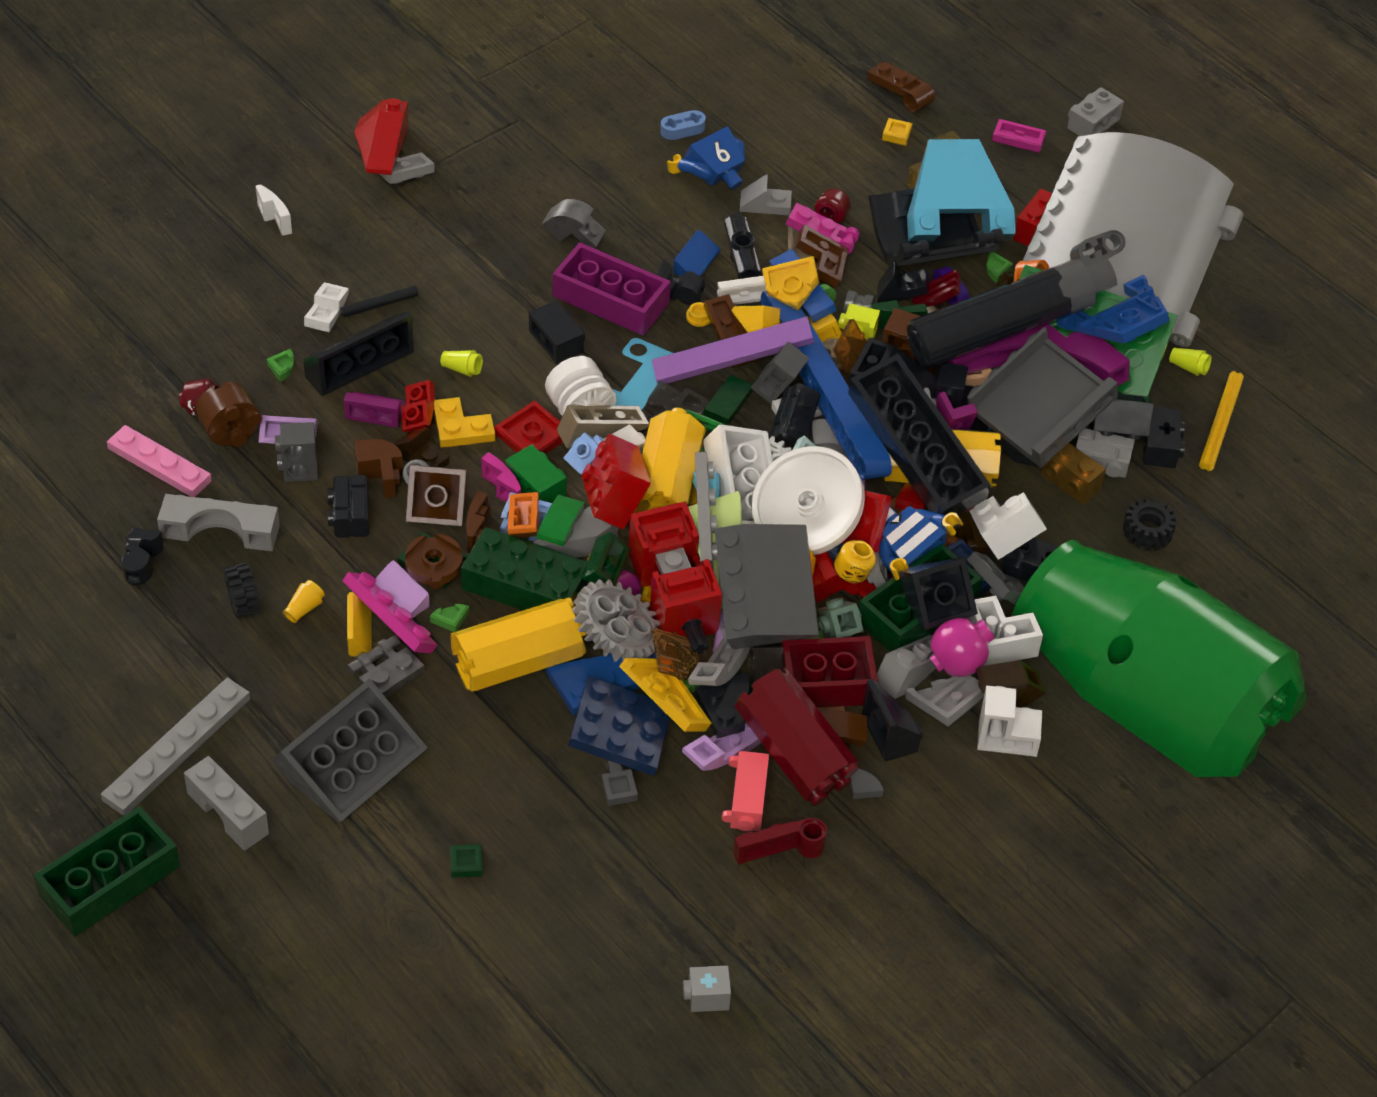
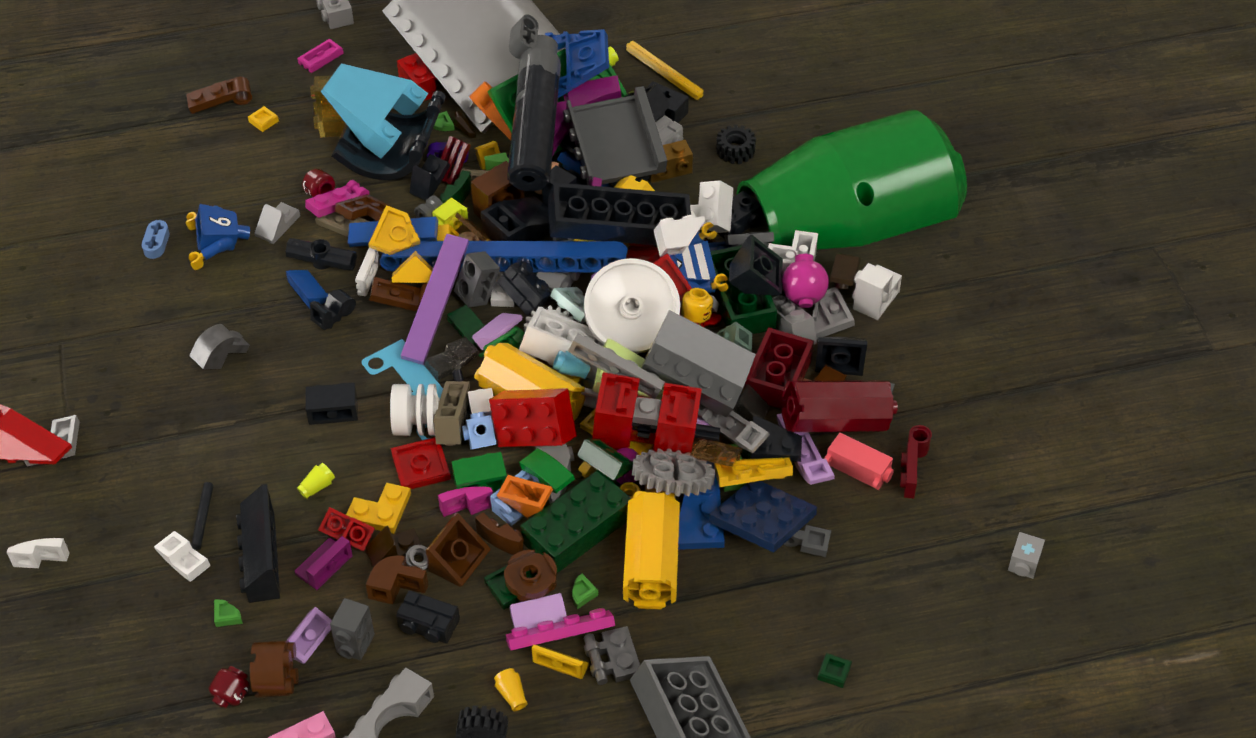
camera: 60 degrees left, 0 degrees up
(611, 288) = (310, 349): magenta brick -> none
(697, 315) = (370, 310): yellow plate -> none
(731, 416) = (496, 328): none -> lavender slope
(918, 495) = (676, 235): none -> white slope

